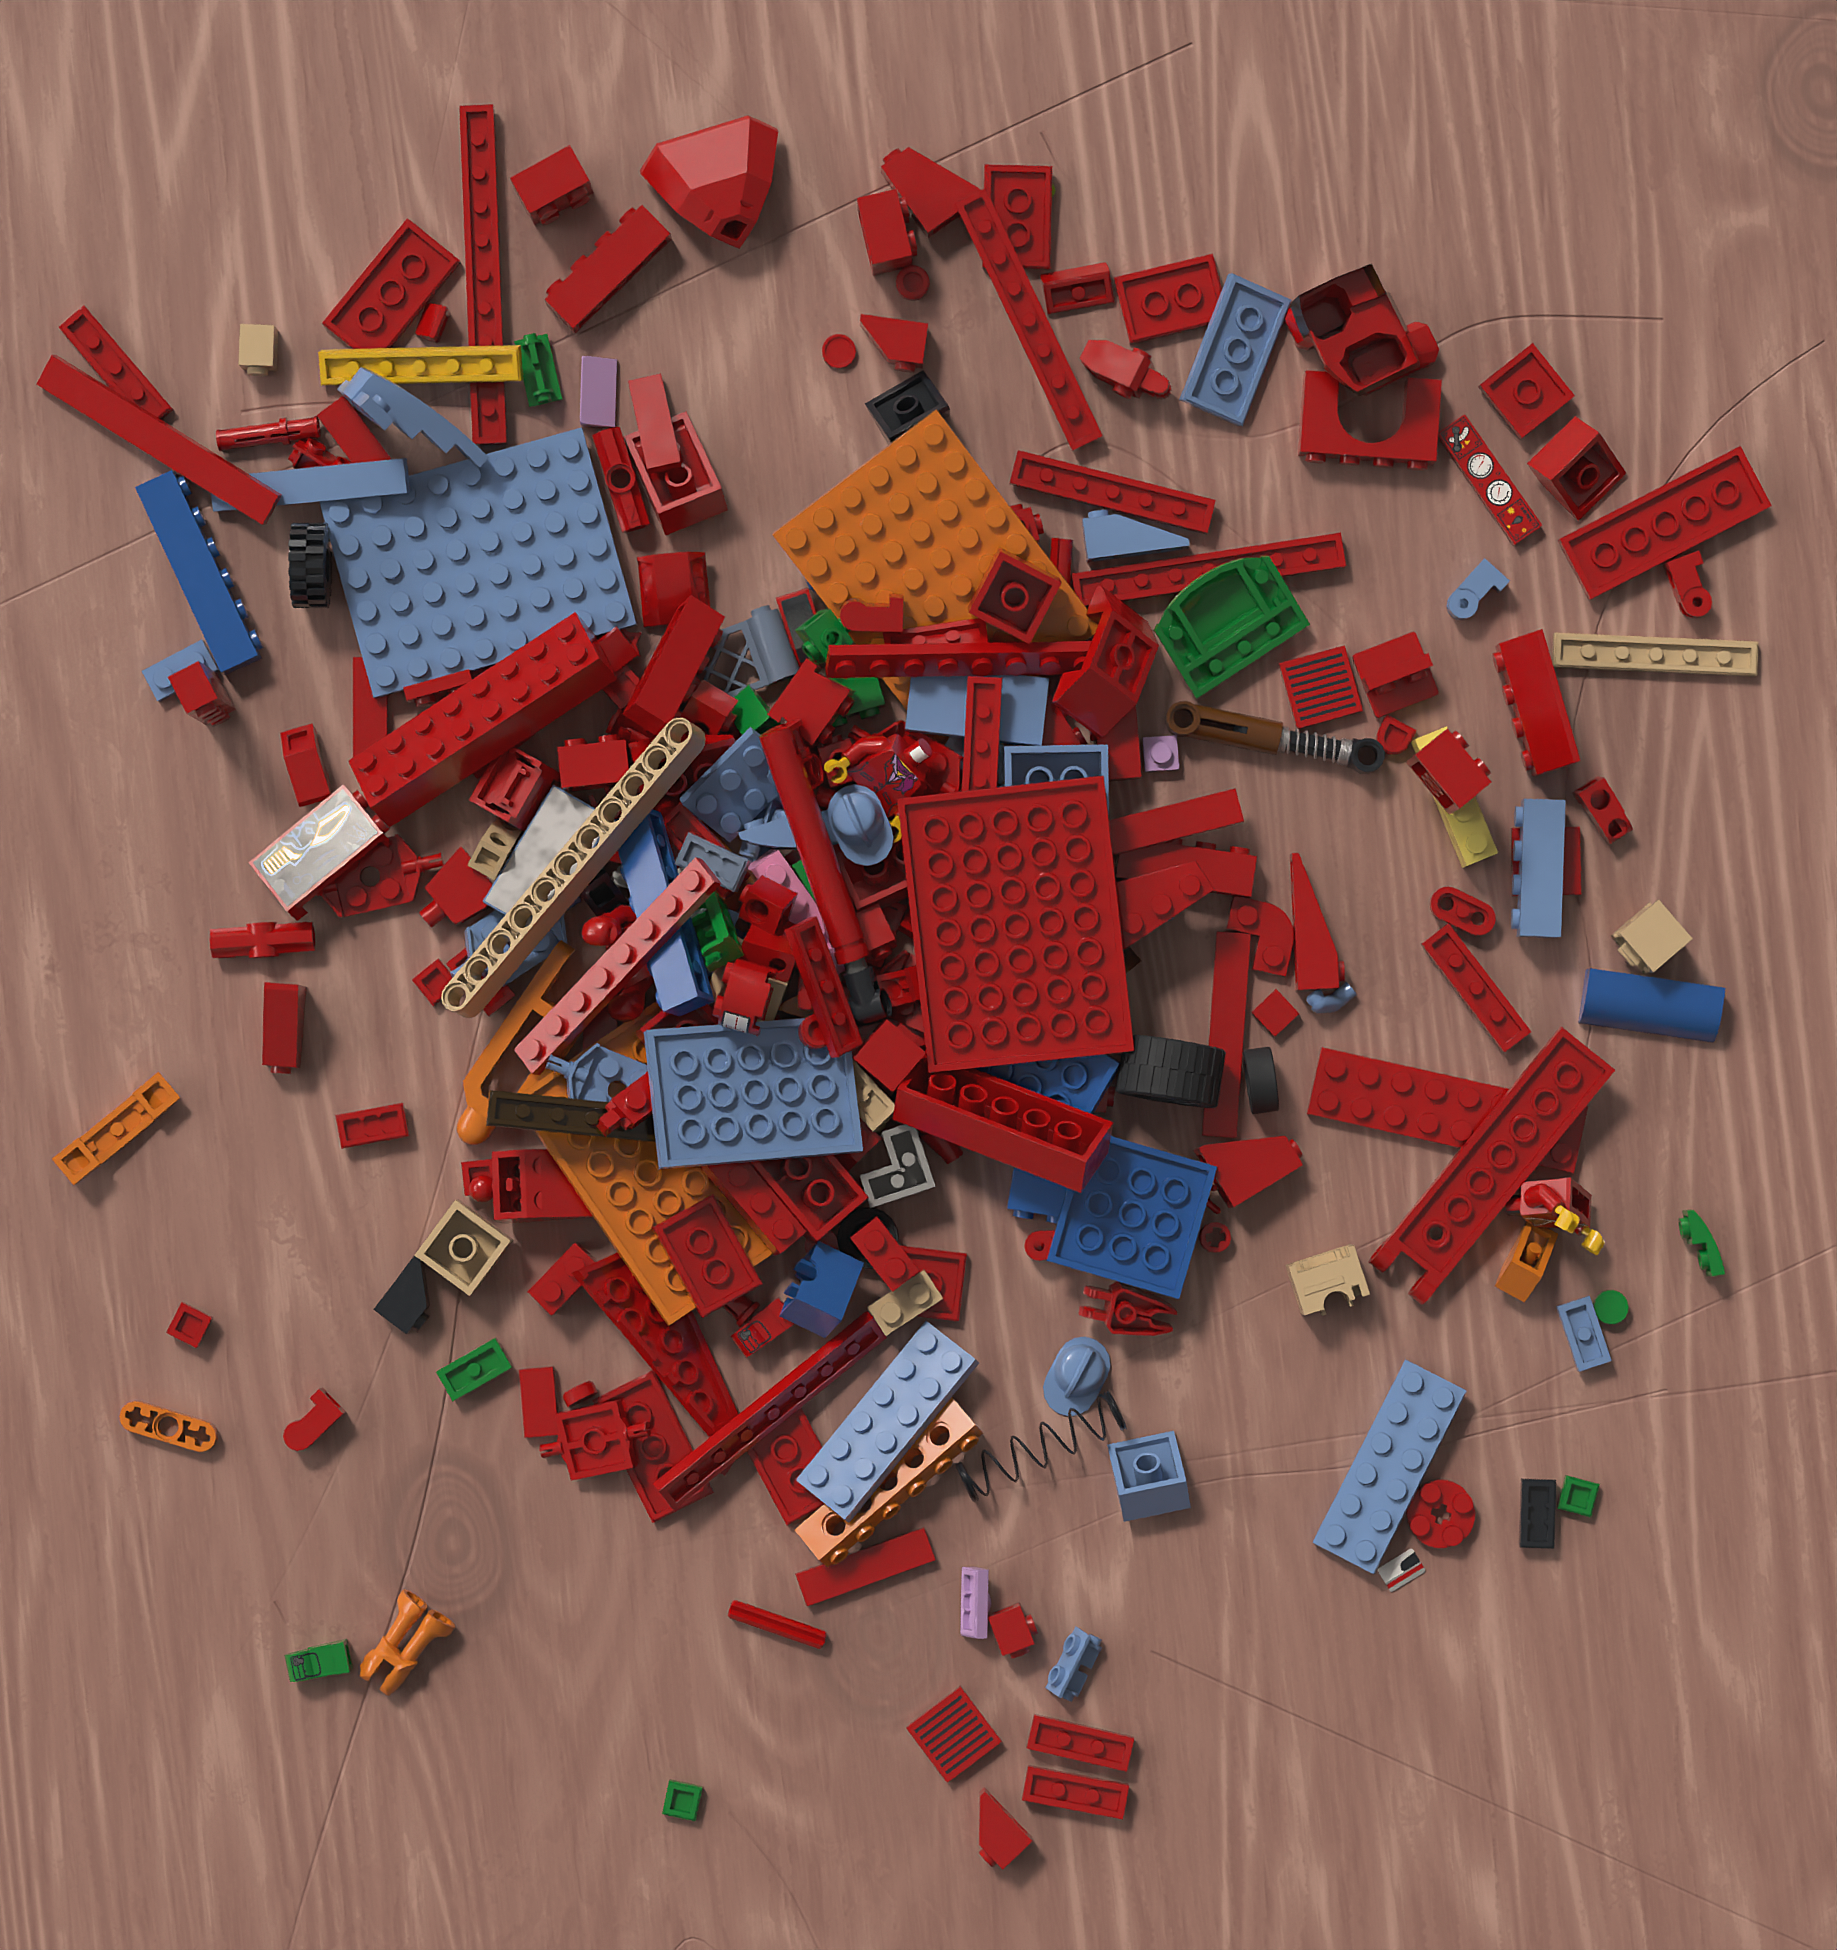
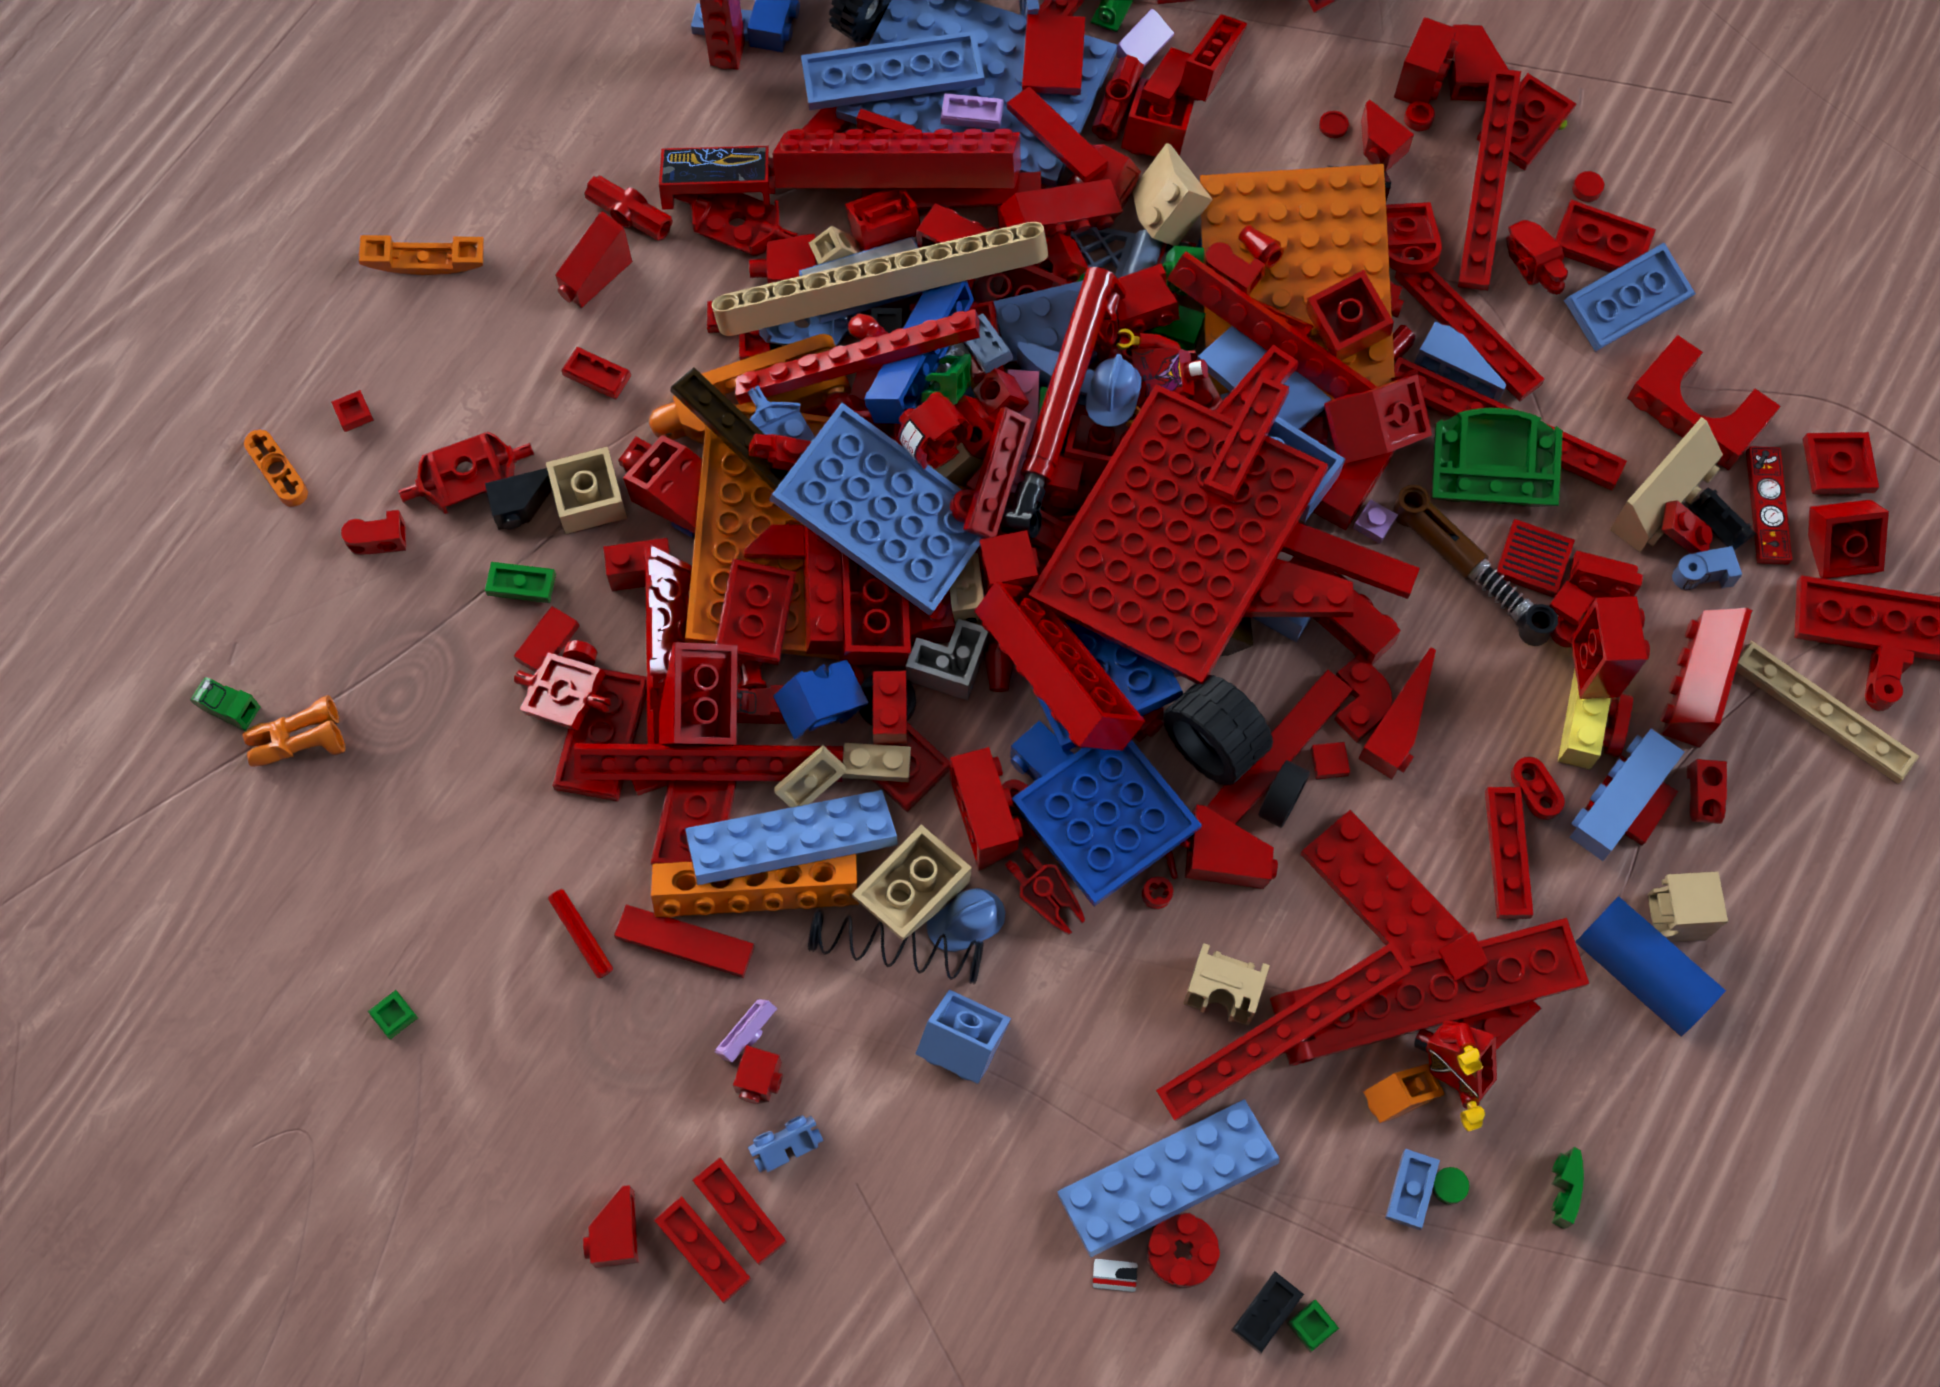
camera: 40 degrees right, 20 degrees down
(305, 765) = (752, 123): red slope -> none
(361, 1287) = (446, 486): none -> red plate
(399, 623) = (892, 70): none -> medium blue plate
(508, 614) = (972, 111): none -> lavender plate
(535, 490) = (1054, 54): none -> red tile
(604, 579) = (1057, 134): none -> red tile
(675, 1183) = (778, 543): none -> red tile
(676, 365) = (1210, 58): none -> red slope
(725, 1369) = (700, 695): none -> red slope
(753, 570) = (1169, 197): none -> tan slope
(864, 1360) = (810, 778): none -> tan plate
(884, 576) = (1261, 246): none -> red cone
(953, 1734) = (644, 1126): red tile -> none
(996, 436) = (1412, 234): none -> red plate
(1017, 804) = (1246, 437): none -> red plate
(1018, 1390) = (913, 883): none -> tan slope
(1028, 1279) = (984, 806): none -> red slope
(1077, 288) = (1537, 191): red slope -> none
(1120, 248) = (1588, 186): none -> red tile
(1332, 1002) = (1380, 782): medium blue arm -> none
(1360, 332) = (1741, 329): red piece -> none
(1381, 715) = (1571, 603): none -> red tile
(1395, 537) = (1674, 479): none -> tan slope
(1401, 1287) = (1284, 1031): none -> red plate
(1435, 568) = (1686, 528): none -> red plate
(1458, 527) = (1722, 519): none -> black hinge
(1496, 814) = (1616, 732): none -> red plate
(1502, 1122) = (1464, 956): none -> red slope

